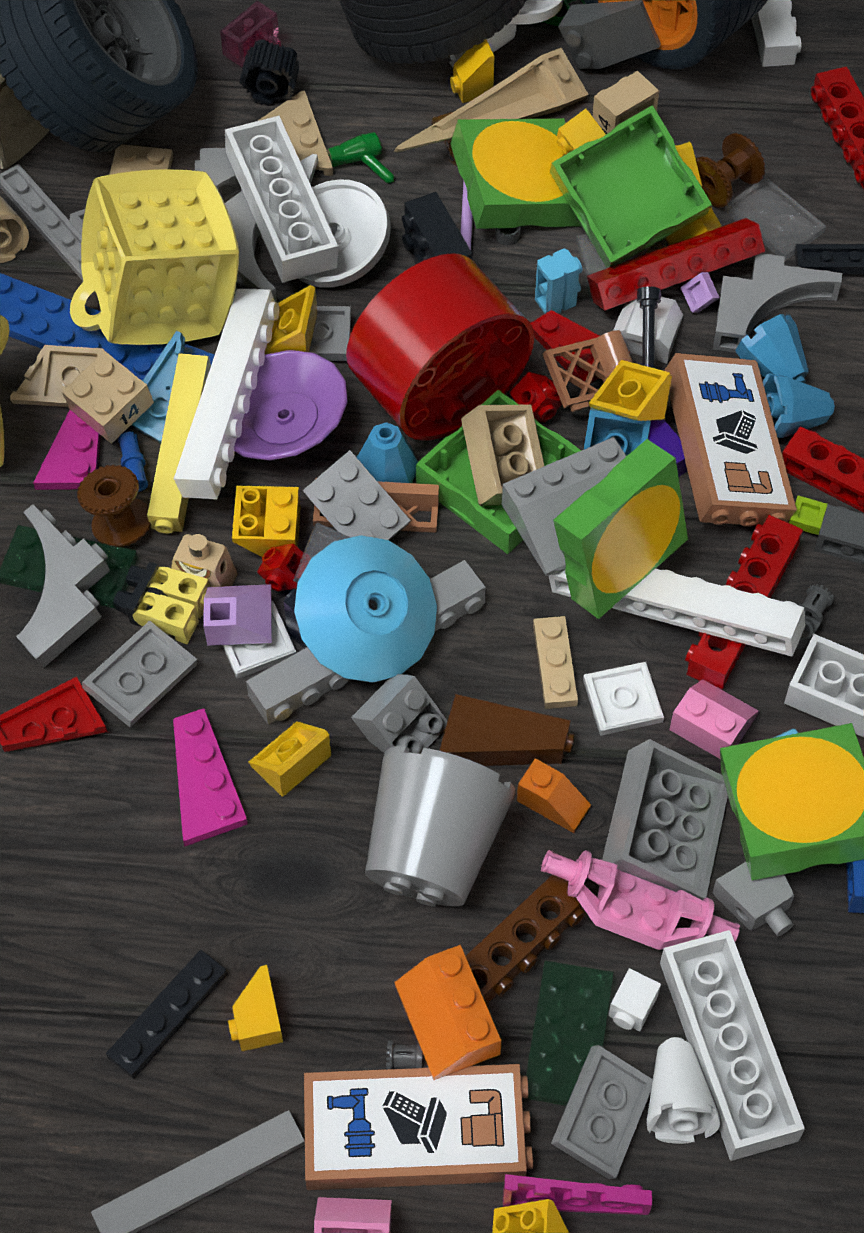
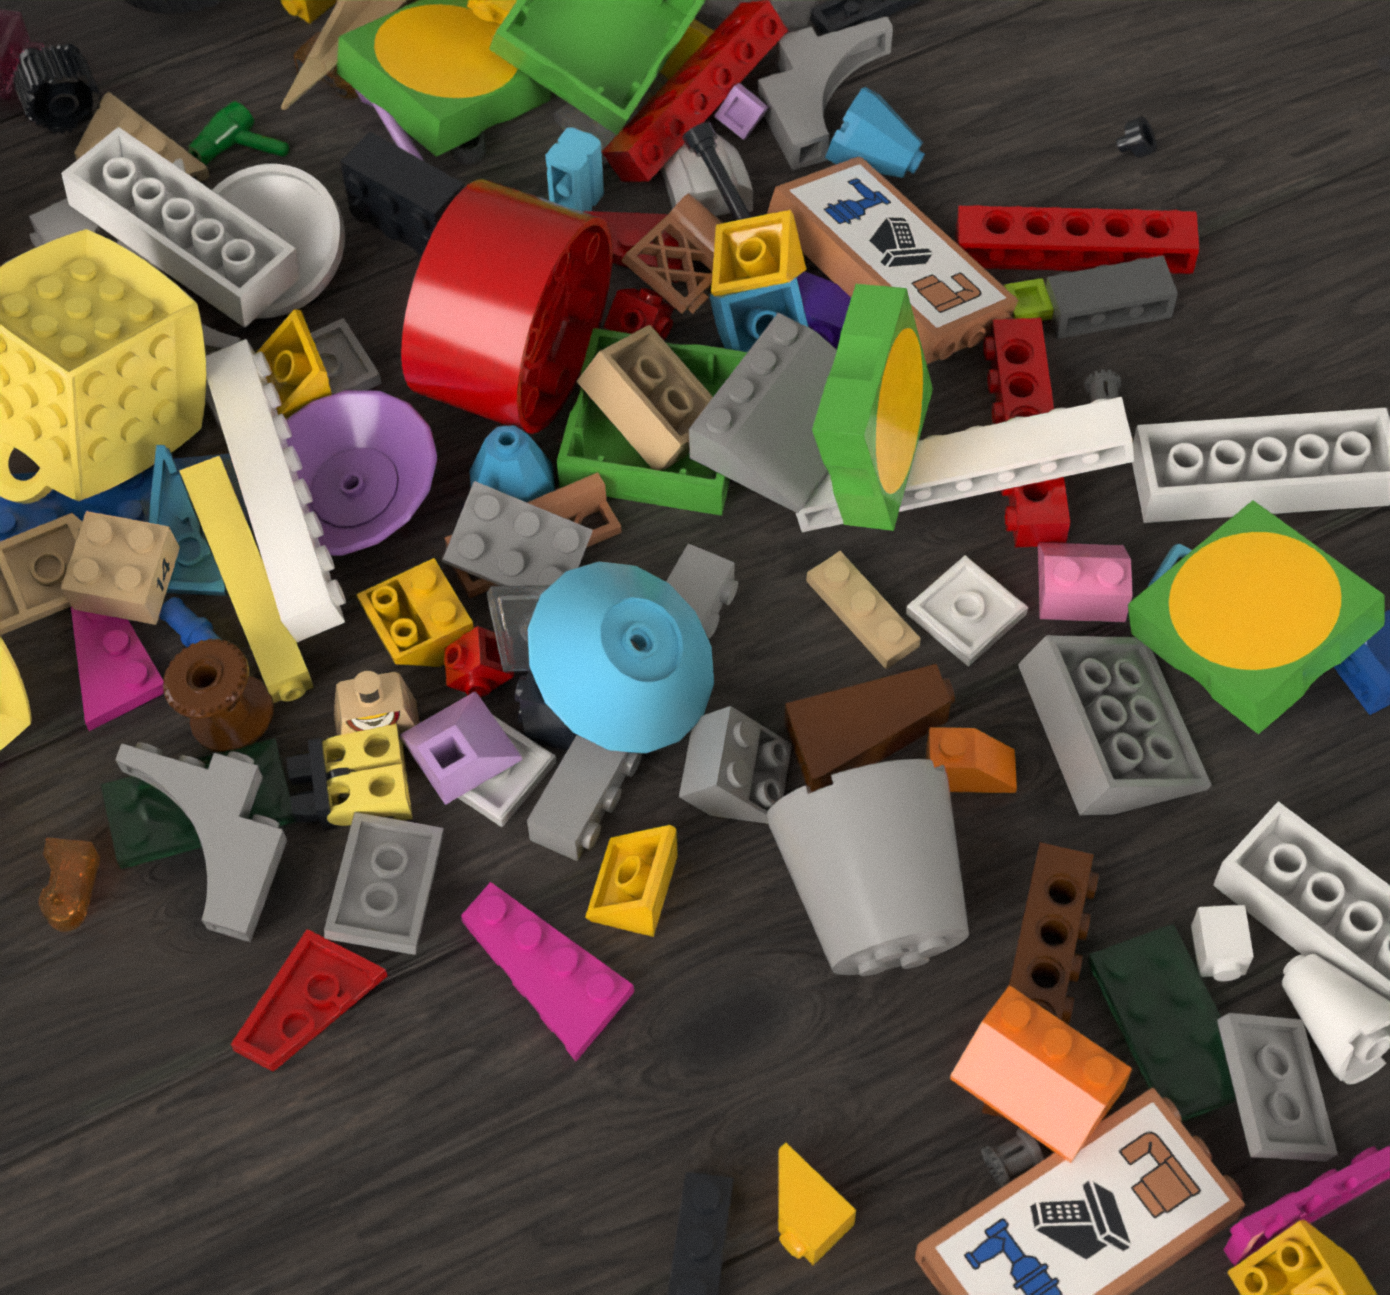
camera: 30 degrees left, 0 degrees up
(636, 905) = (1155, 833): bright pink plate -> none
(756, 900) = (1268, 757): light grey torso -> none
(796, 404) = (935, 183): dark azure cone -> none

